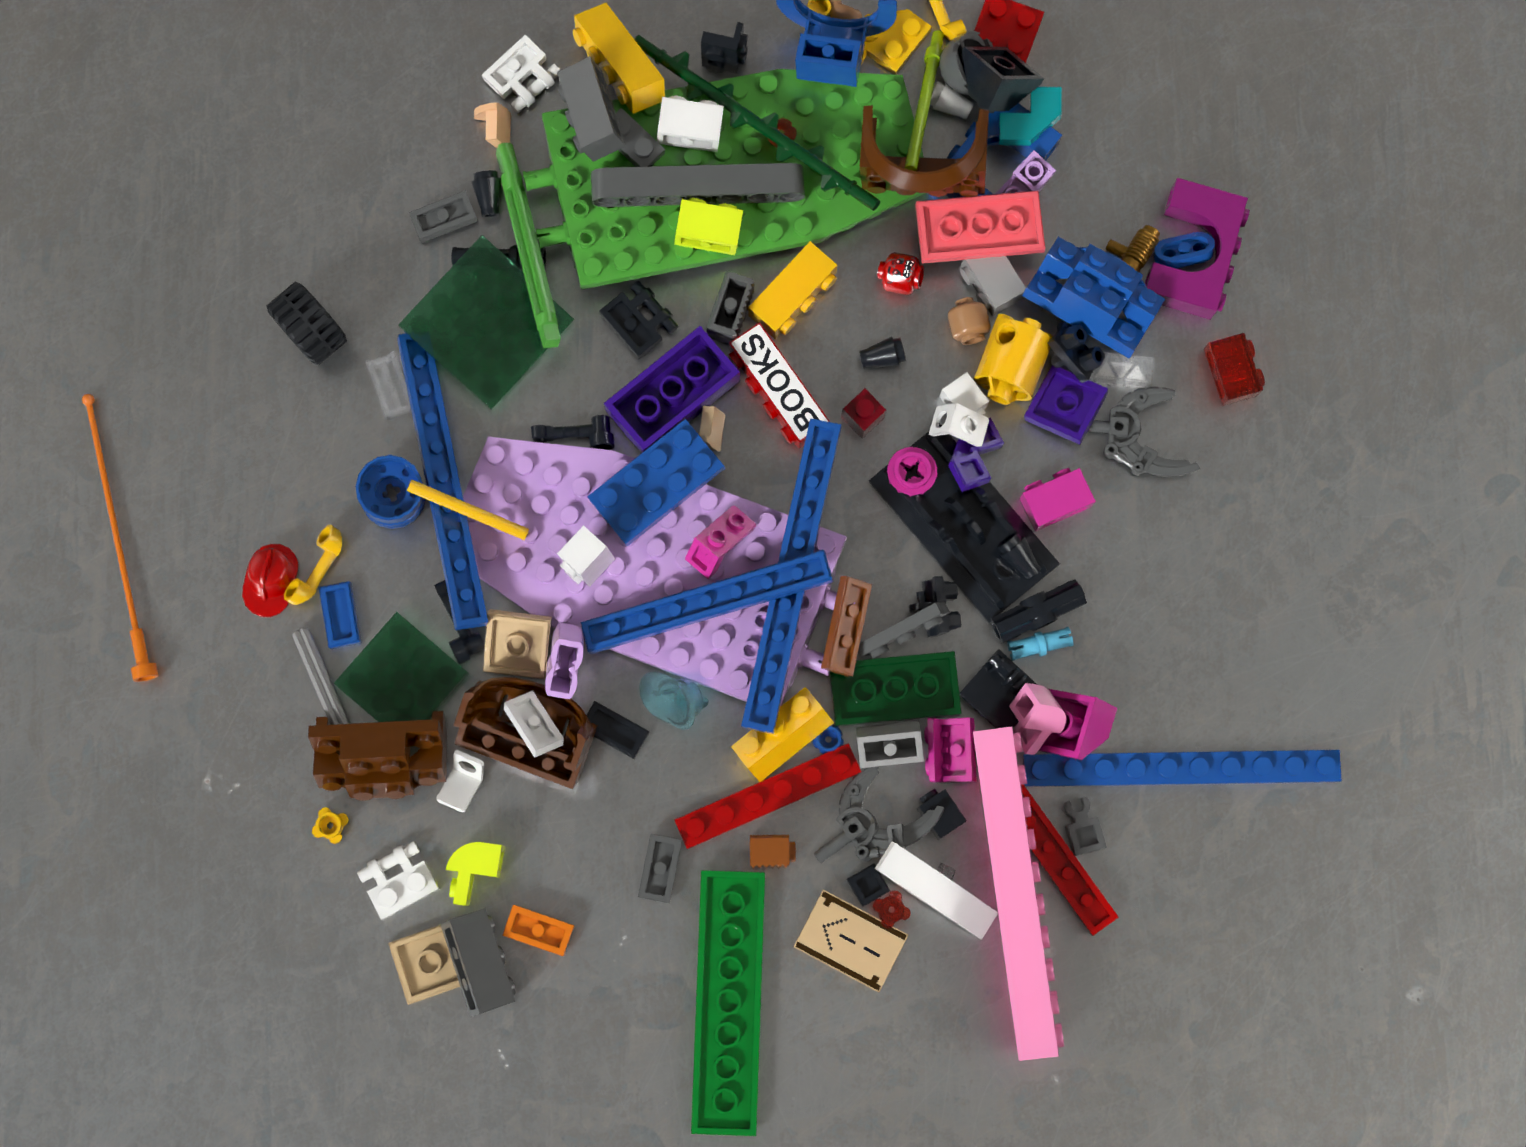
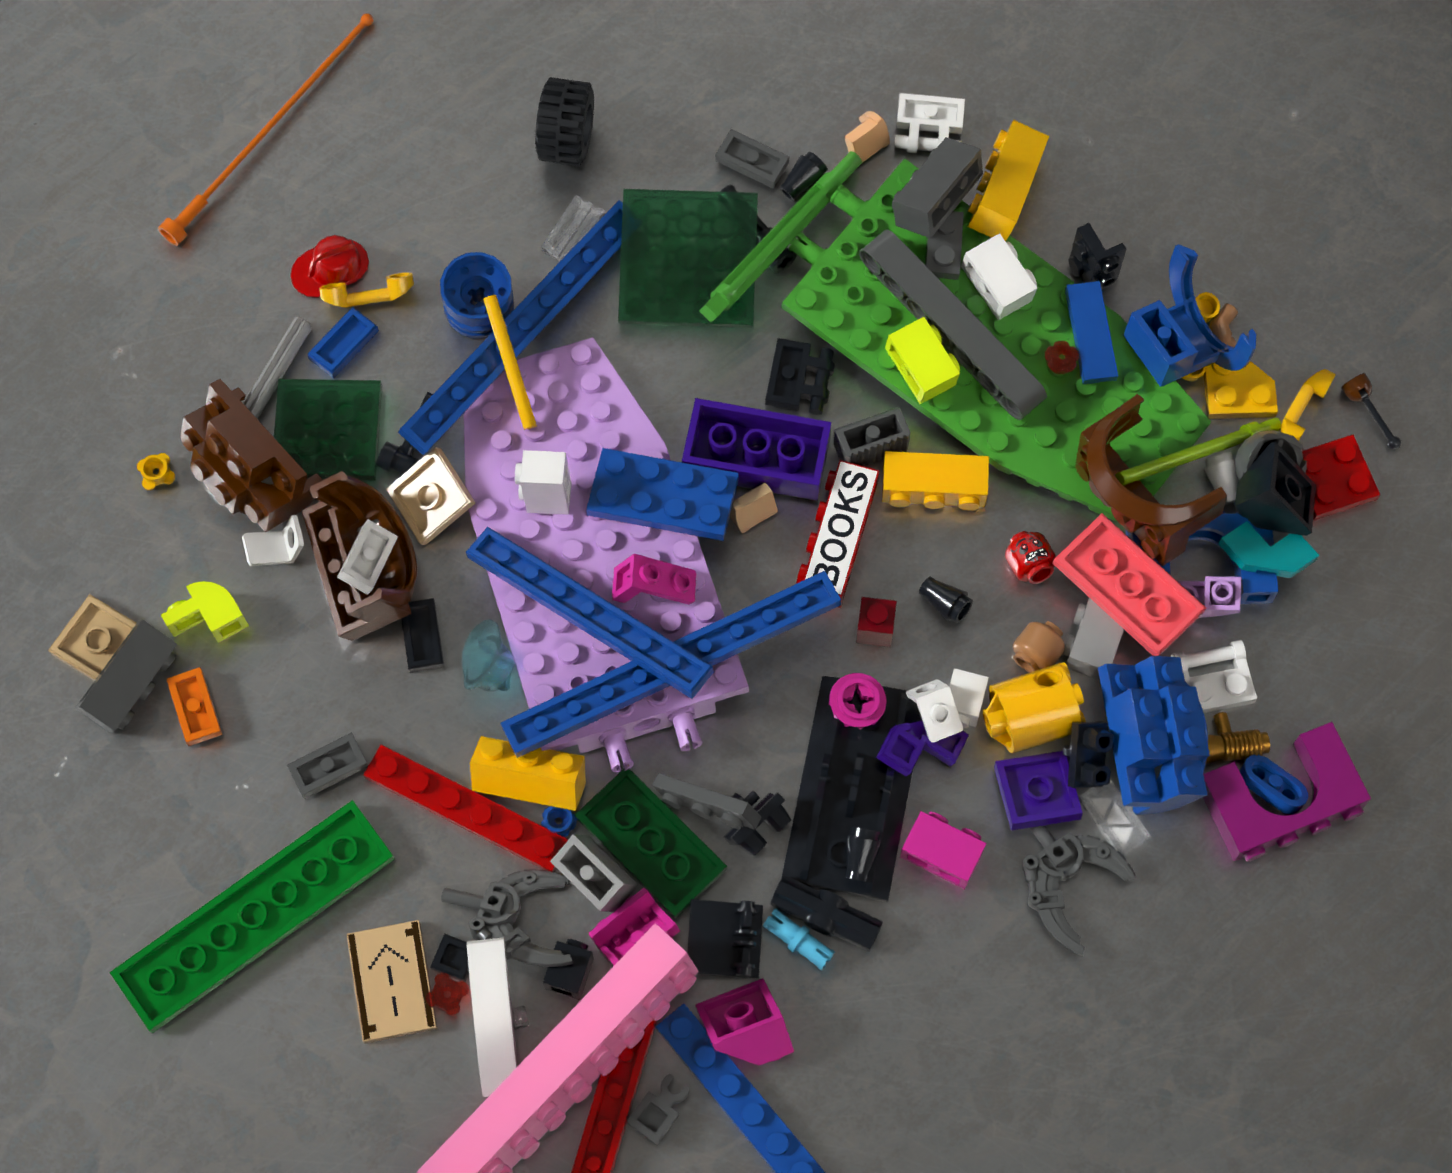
camera: 55 degrees right, 10 degrees down
(402, 889) = (145, 571): white plate -> none
(564, 661) = (443, 540): lavender brick -> none
(597, 431) = (671, 420): black brick -> none
(766, 126) = (1053, 337): dark green plant -> none
(771, 851) = (413, 842): dark orange brick -> none
(778, 98) = (1091, 332): none -> blue tile
(846, 626) = (668, 749): dark orange tile -> none
(1037, 716) = (725, 979): bright pink brick -> none
(1092, 225) = (1221, 688): none -> white plate
(1234, 369) = (1203, 914): clear red brick -> none

